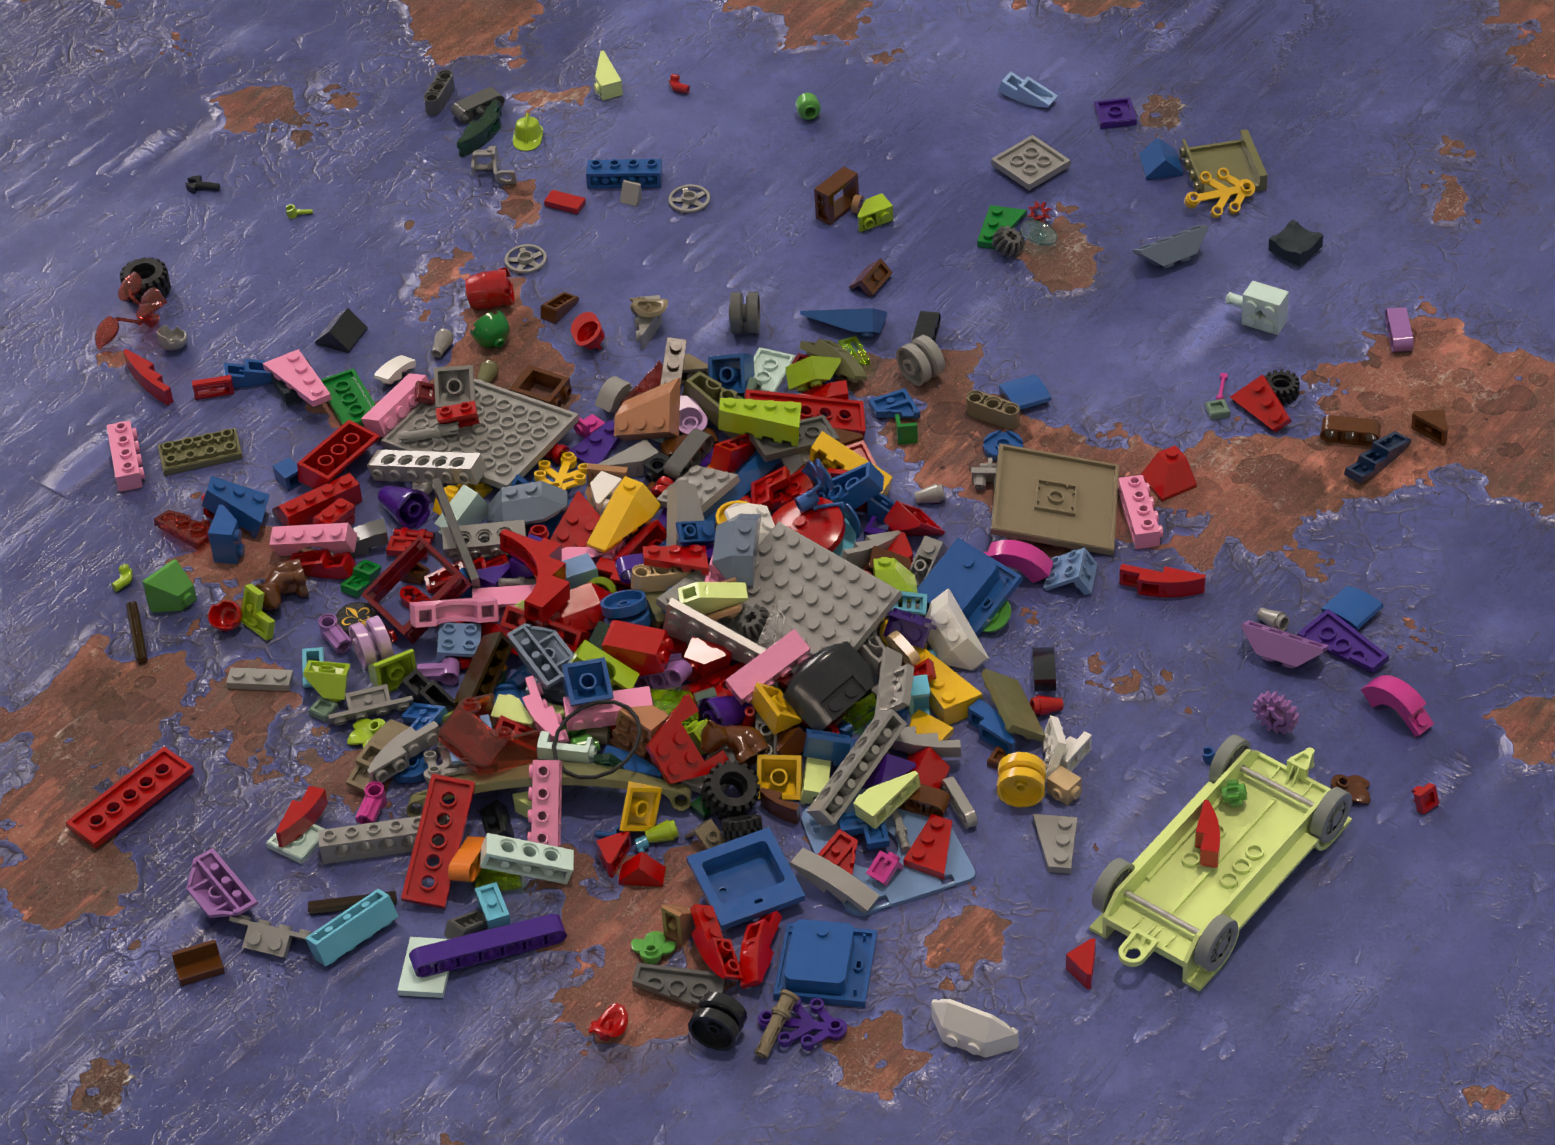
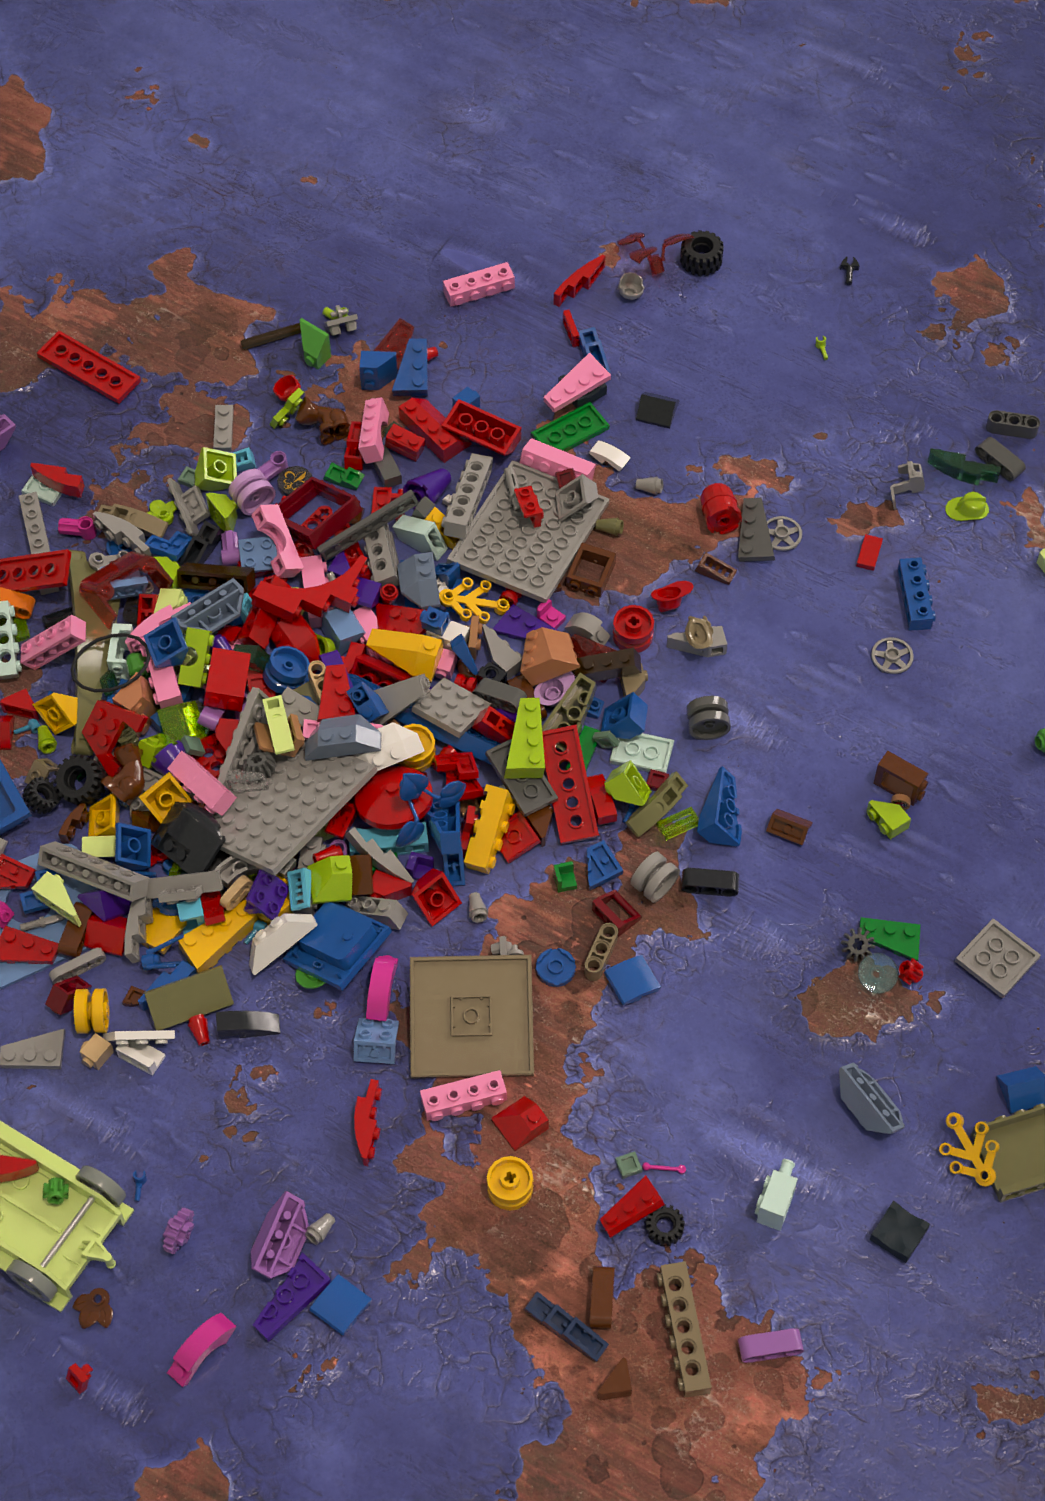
camera: 80 degrees right, 15 degrees up
(139, 567) = (333, 325): none -> light grey hips
(200, 451) = (494, 336): olive tile -> none
(431, 507) = (423, 508): none -> dark grey slope
(491, 330) = (663, 519): green cylinder -> none
(529, 274) = (754, 535): none -> dark grey wing
(593, 488) = (438, 624): none -> blue brick
(624, 359) = (633, 628): none -> red wheel
(631, 193) = (886, 604): light grey slope -> none
(634, 471) = (461, 649): none -> blue slope
(948, 400) = (608, 916): none -> dark red tile
(961, 734) = (153, 961): none -> blue plant
(995, 809) = (62, 994): none -> dark red slope
(1235, 481) = (510, 1183): none -> yellow wheel
(1383, 379) = (690, 1385): none -> dark tan brick

